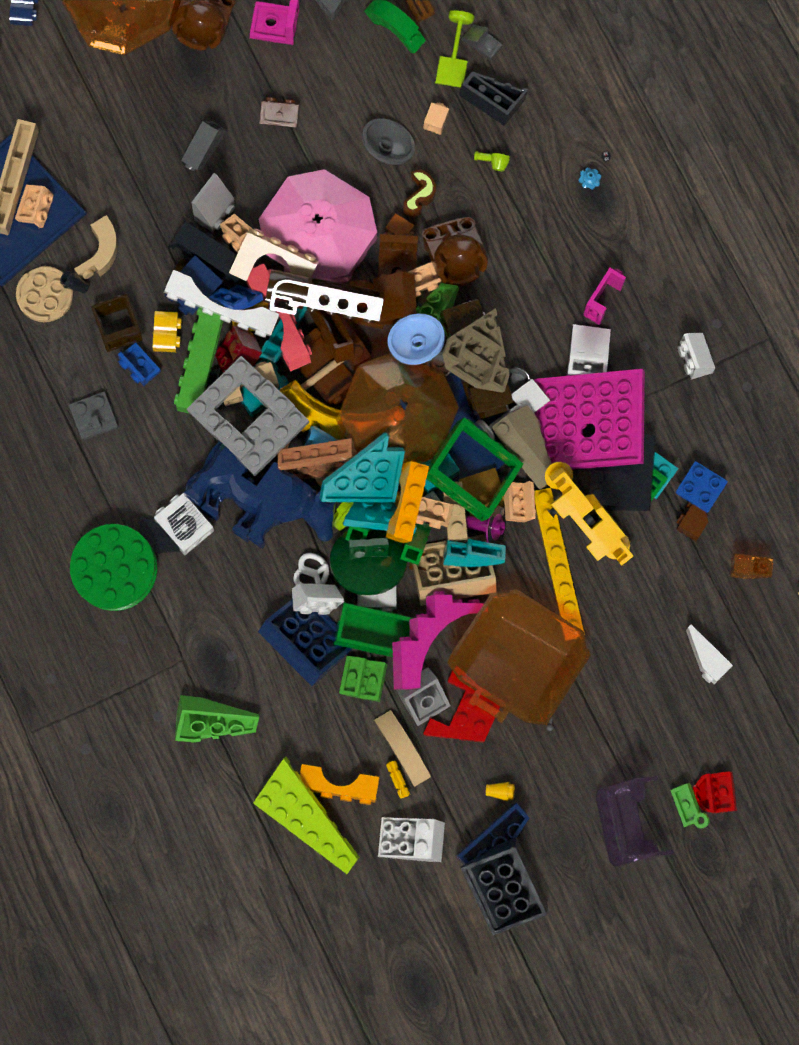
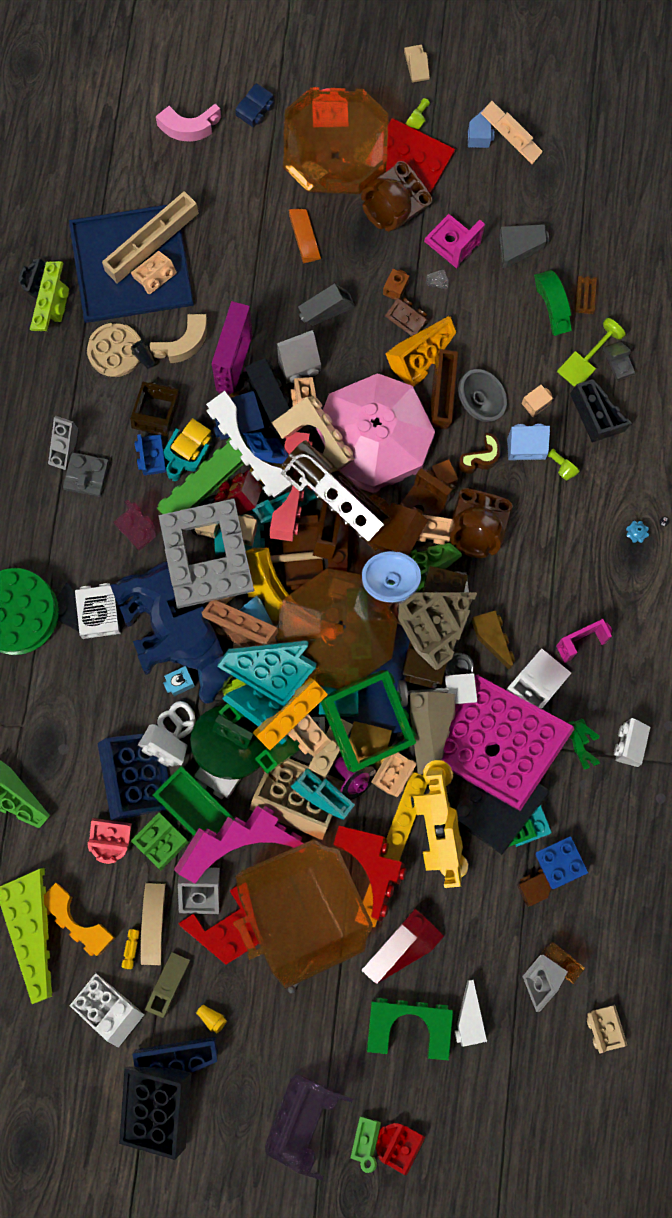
camera: 35 degrees right, 0 degrees up
(56, 401) = (62, 442): none -> light grey slope
(142, 95) = (304, 235): none -> orange slope
(153, 230) = (232, 348): none -> magenta window
(167, 432) = (135, 527): none -> clear pink bracket
(170, 357) = (178, 464): none -> teal piece
(251, 90) = (396, 284): none -> dark orange brick
(284, 64) = (437, 279): none -> clear slope
(291, 538) = (178, 681): none -> medium azure brick
(307, 141) = (416, 354): none -> light orange wedge
(321, 703) = (109, 839): none -> coral slope
(351, 156) = (443, 389): none -> reddish brown brick
(448, 787) = (167, 985): none -> olive slope
(452, 158) = (528, 442): none -> light blue slope
(525, 339) = (490, 634): none -> pearl gold slope
(563, 584) = (381, 871): none -> red arch
(620, 628) = (407, 944): none -> dark red wedge
(650, 371) = (579, 739): none -> green piece
(681, 675) = (437, 1021): none -> green arch
(747, 589) = (543, 981): none -> light grey slope

